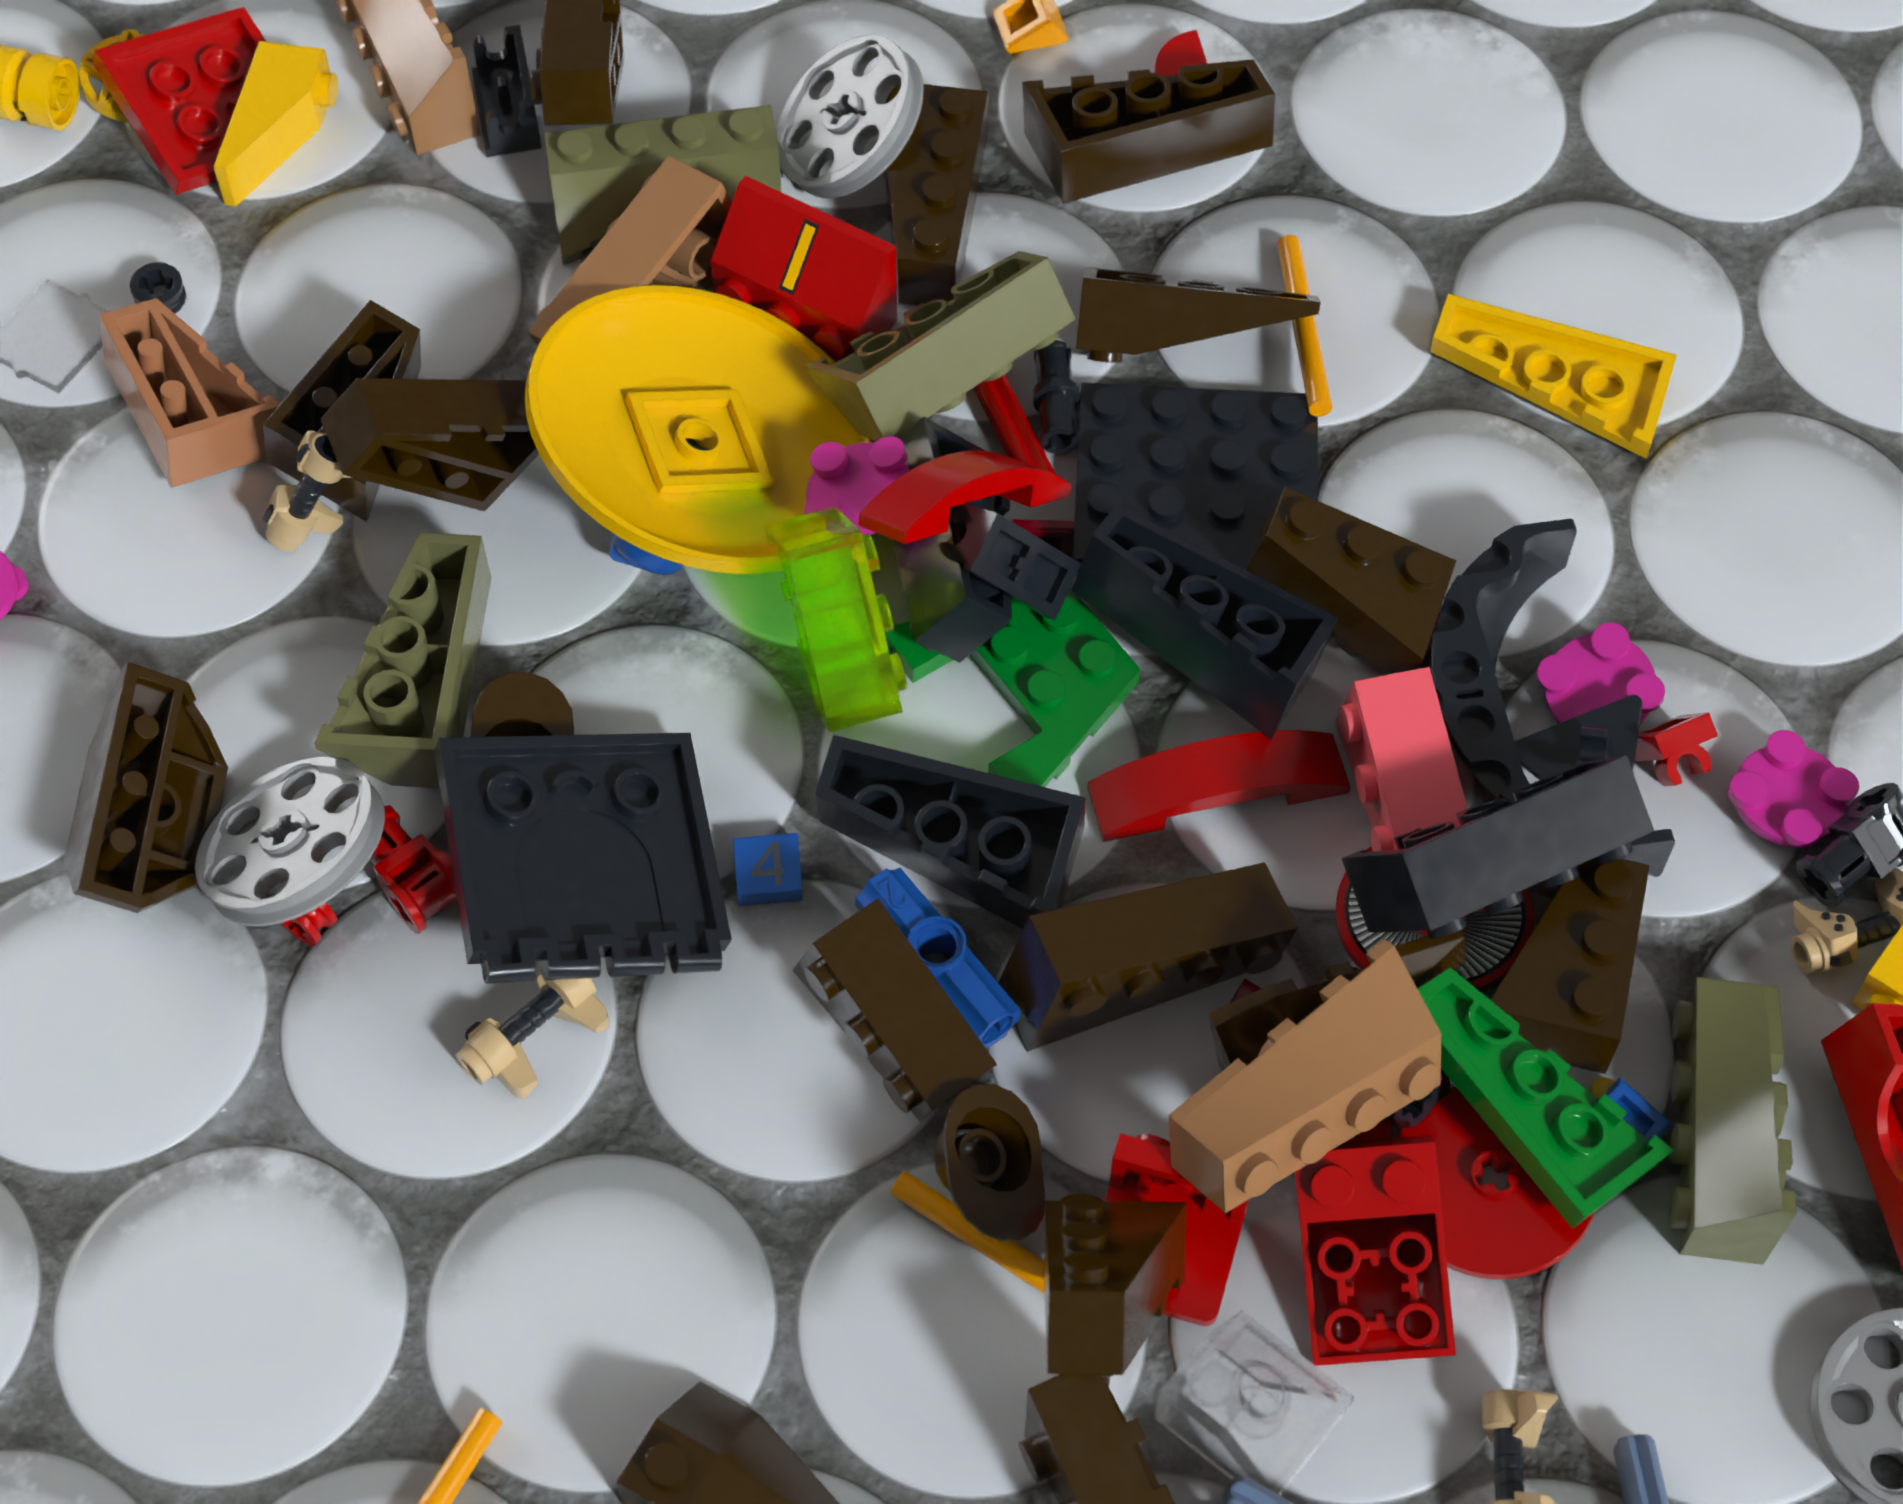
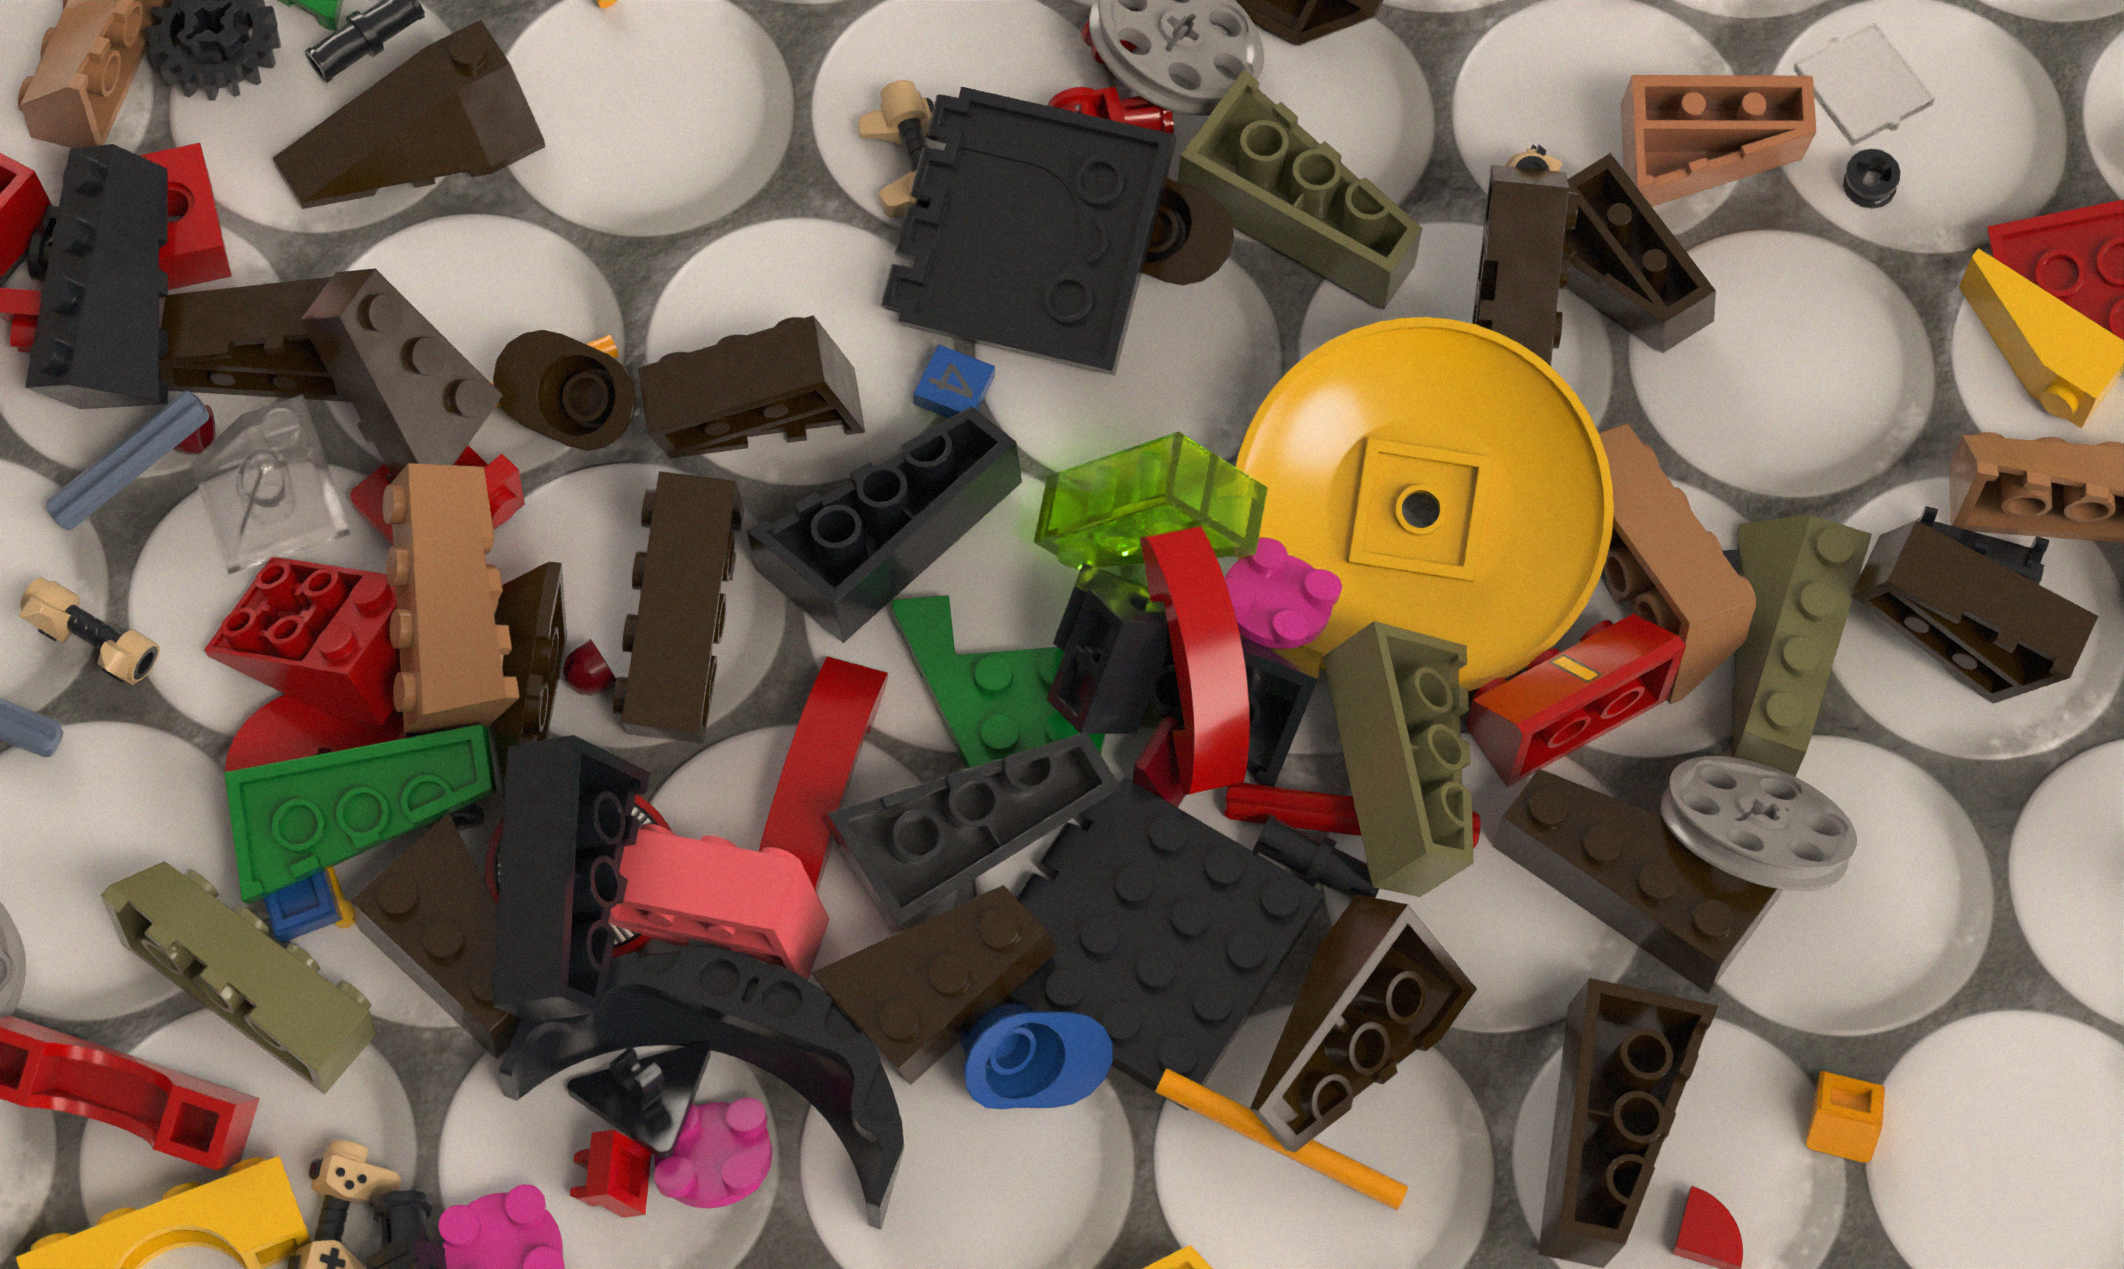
camera: 115 degrees right, 5 degrees up
(963, 976) = (820, 453): blue piece -> none
(1366, 503) = (1034, 1057): none -> blue piece

